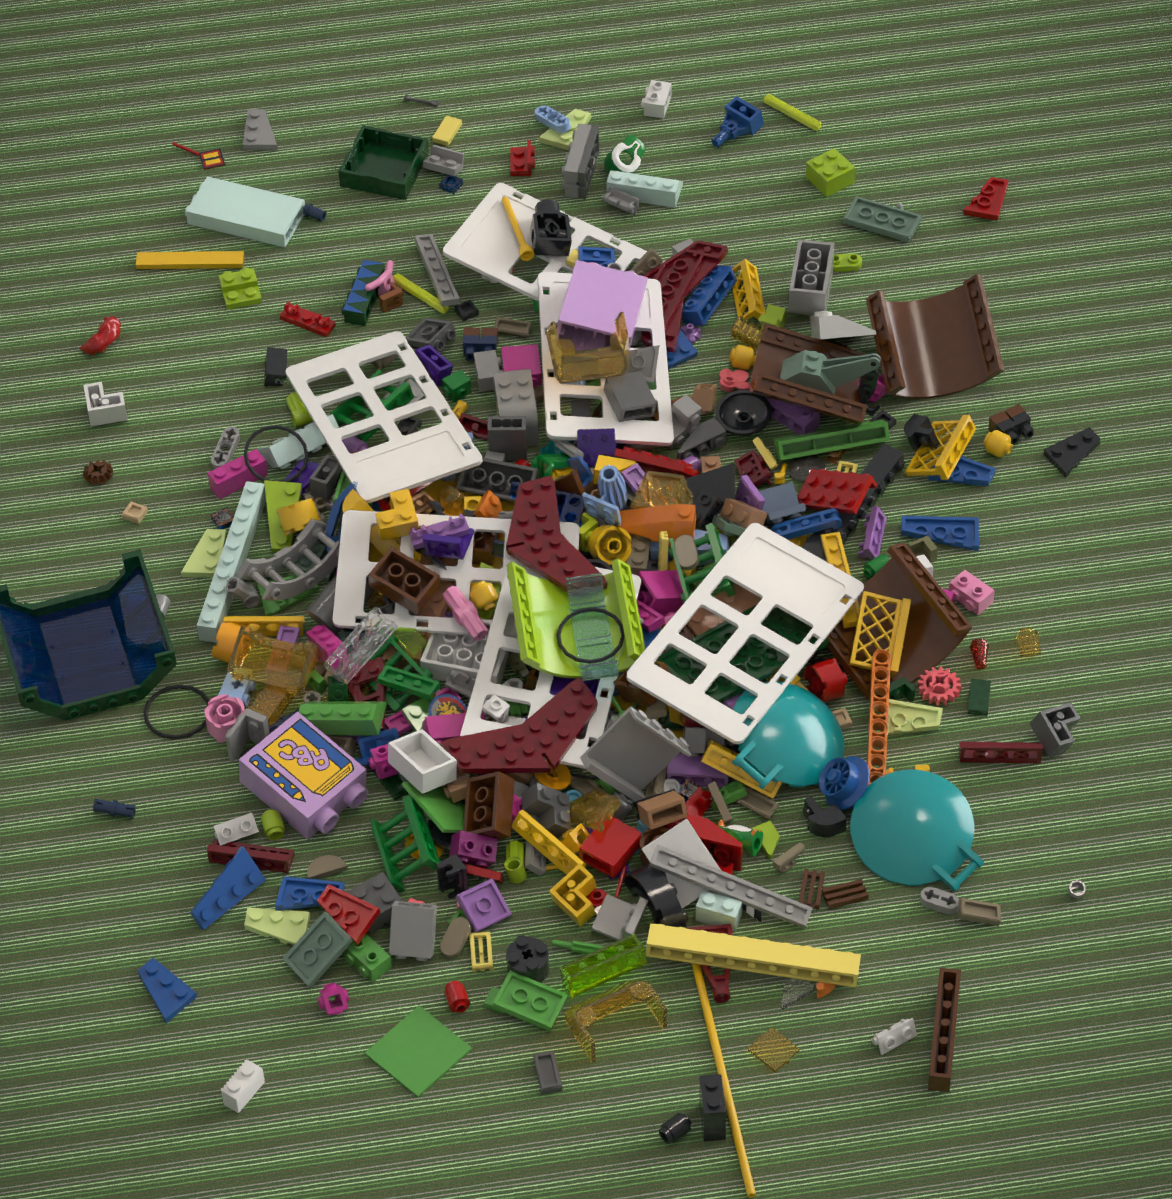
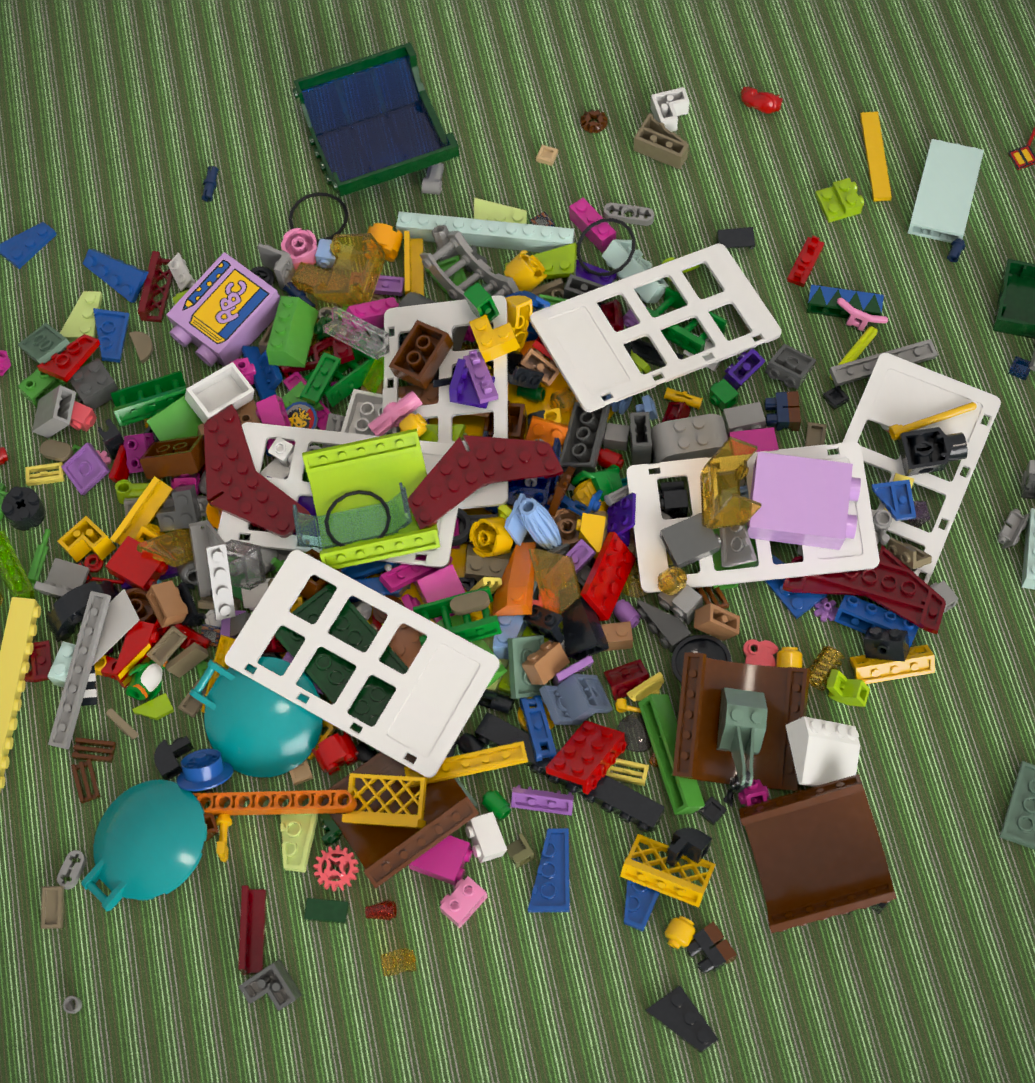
camera: 90 degrees right, 15 degrees up
(146, 414) = (660, 144): none -> dark tan wedge
(359, 519) = (481, 302): none -> green brick
(391, 299) = (838, 328): dark orange bracket -> none
(669, 412) = (672, 580): none -> clear yellow head
(704, 809) = (166, 646): none -> dark tan tile
(733, 287) = (886, 644): none -> black brick
(811, 277) = (900, 722): light grey brick -> none
(847, 262) = (955, 764): lime plate -> none

